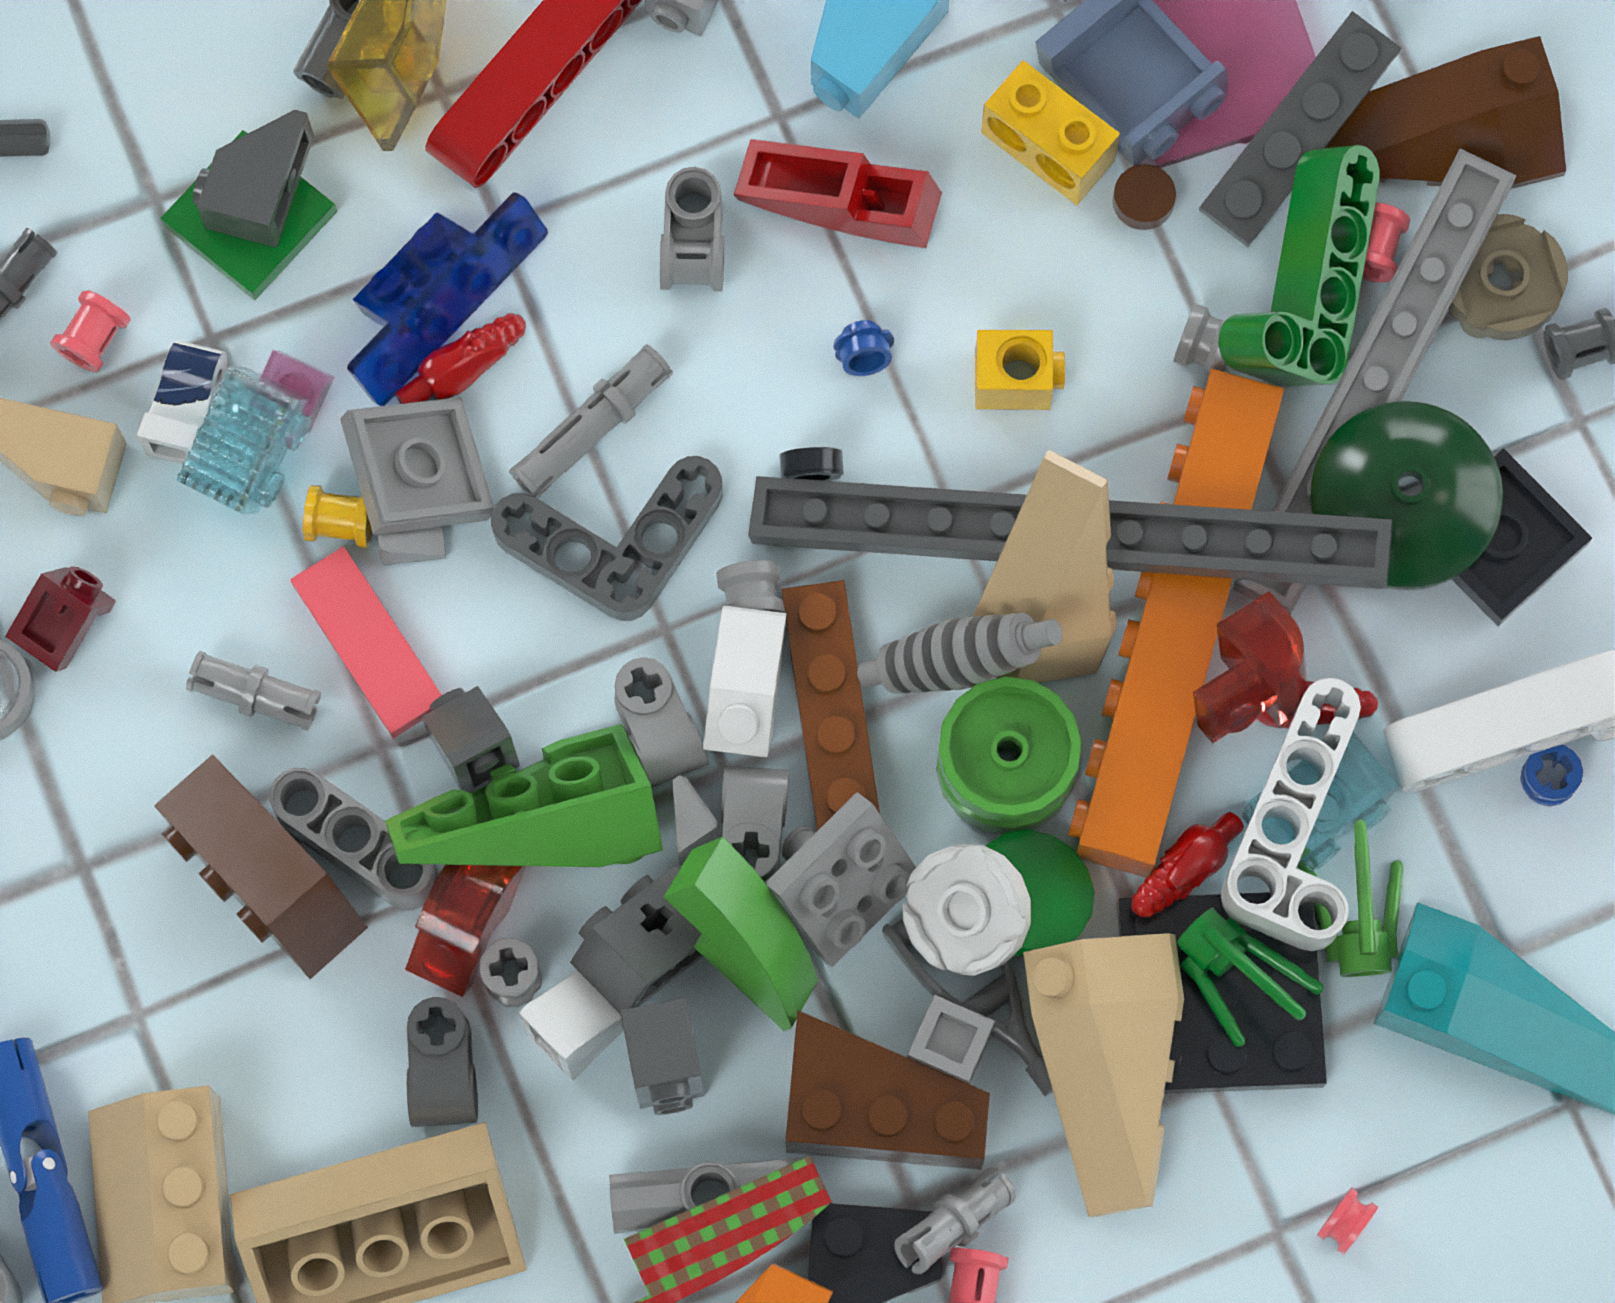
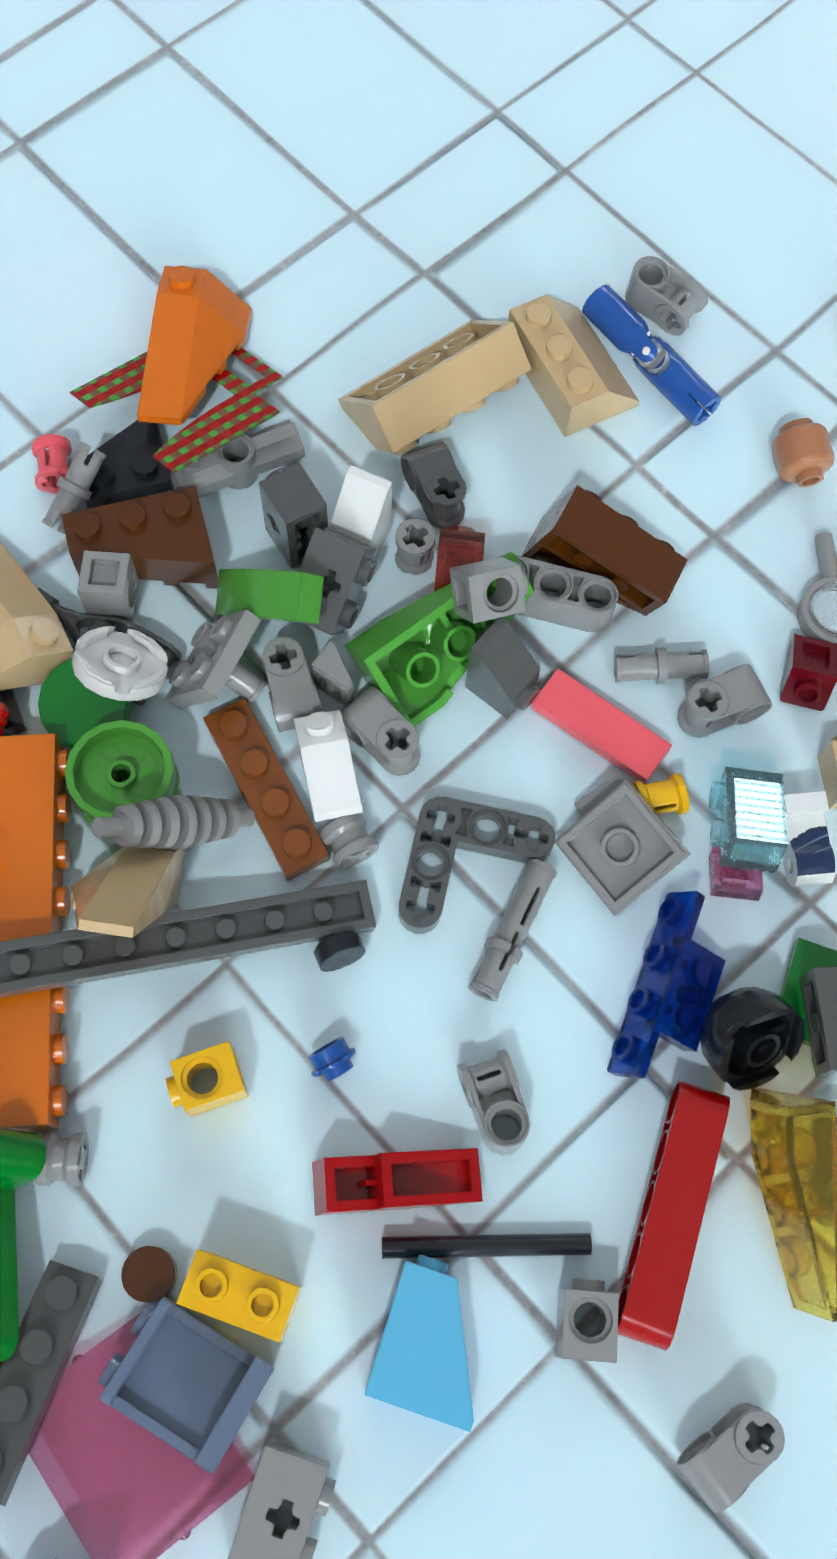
camera: 155 degrees right, 5 degrees down
(185, 609) = (723, 702): none -> light grey piece
(374, 198) = (749, 1035): none -> black cylinder
(454, 804) = (470, 589): none -> light grey brick
(462, 362) = (625, 942): red piece -> none
(763, 99) = (487, 1245): none -> black bar

